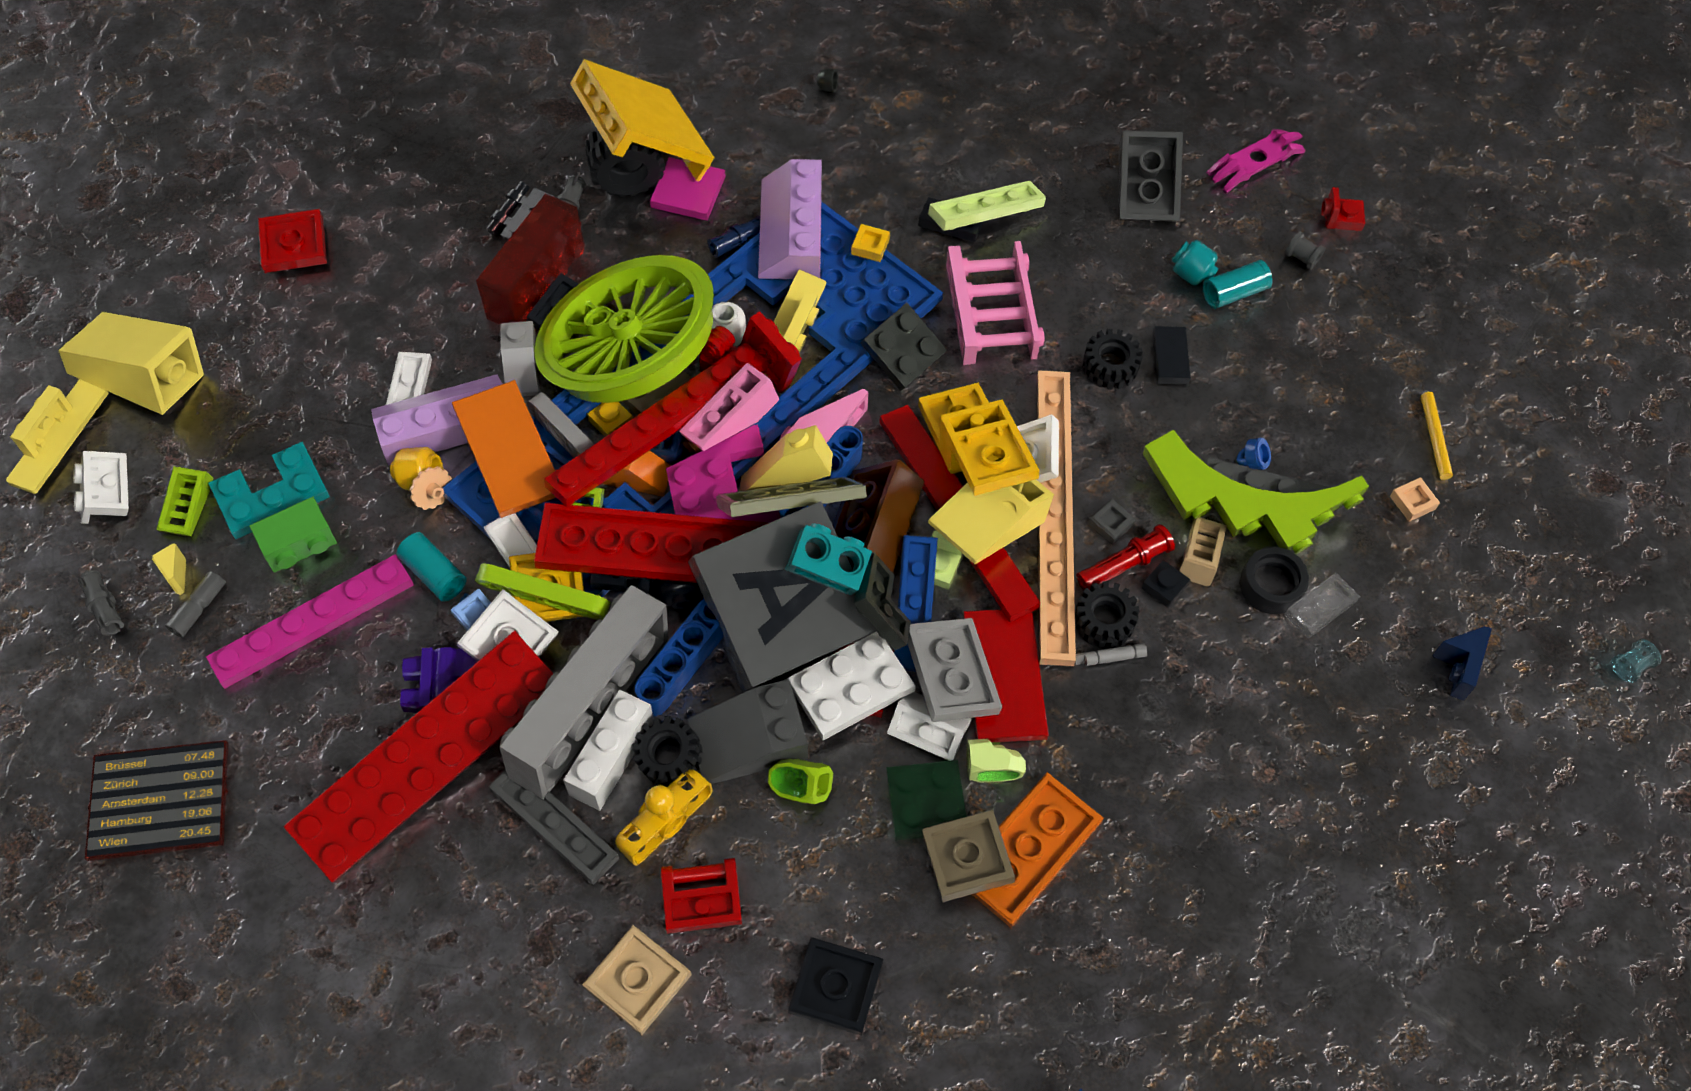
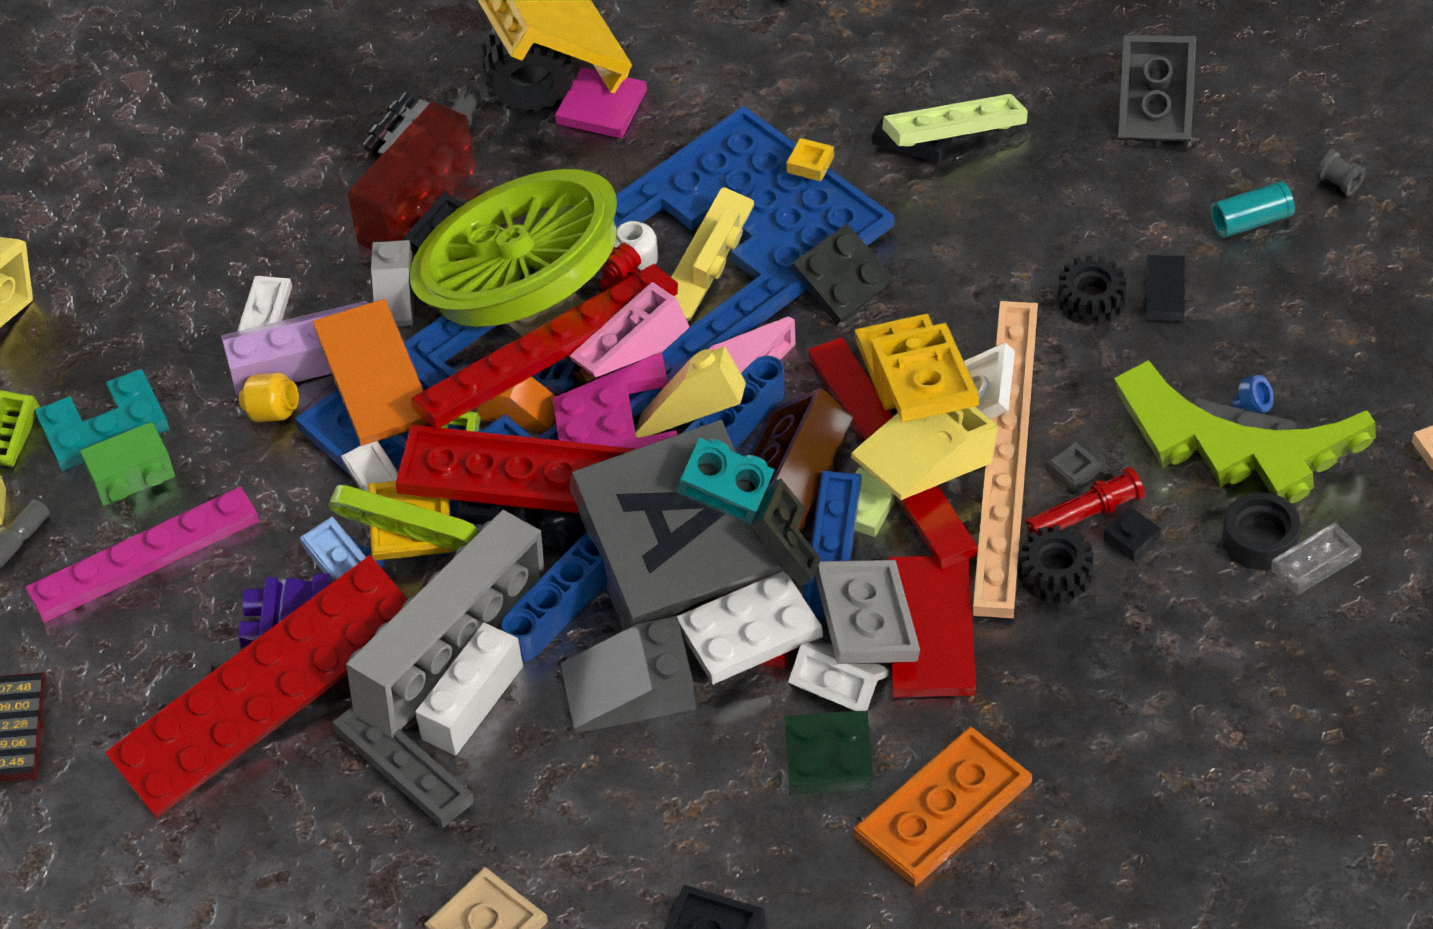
camera: 10 degrees right, 10 degrees down
(292, 241) = (139, 157): red plate -> none
(428, 487) = (281, 416): light nougat piece -> none
(431, 566) = (280, 499): teal pin -> none
(499, 621) = (353, 546): white tile -> none
(559, 425) = (430, 347): light grey beam -> none
(609, 417) = (488, 342): yellow plate -> none
(657, 733) = (528, 673): black tyre -> none
(662, 815) = (525, 755): yellow piece -> none
(701, 906) = (566, 849): red plate -> none
(735, 237) = (653, 154): dark blue pin -> none
(781, 355) = (694, 277): red plate -> none
(790, 496) = (690, 420): olive tile -> none
(791, 220) = (719, 134): lavender slope -> none
(801, 780) = (685, 725): lime rock -> none
(968, 317) = (924, 243): bright pink fence -> none
(968, 856) = (868, 803): dark tan plate -> none
(993, 762) = (908, 713): yellowish green rock -> none
(1111, 655) = (1058, 607): light grey wheel -> none
(1195, 262) = (1202, 184): teal head -> none
(1203, 552) = (1178, 502): tan slope -> none
(1246, 167) = (1278, 78): dark pink piece -> none
(1343, 213) = (1394, 131): red bracket -> none

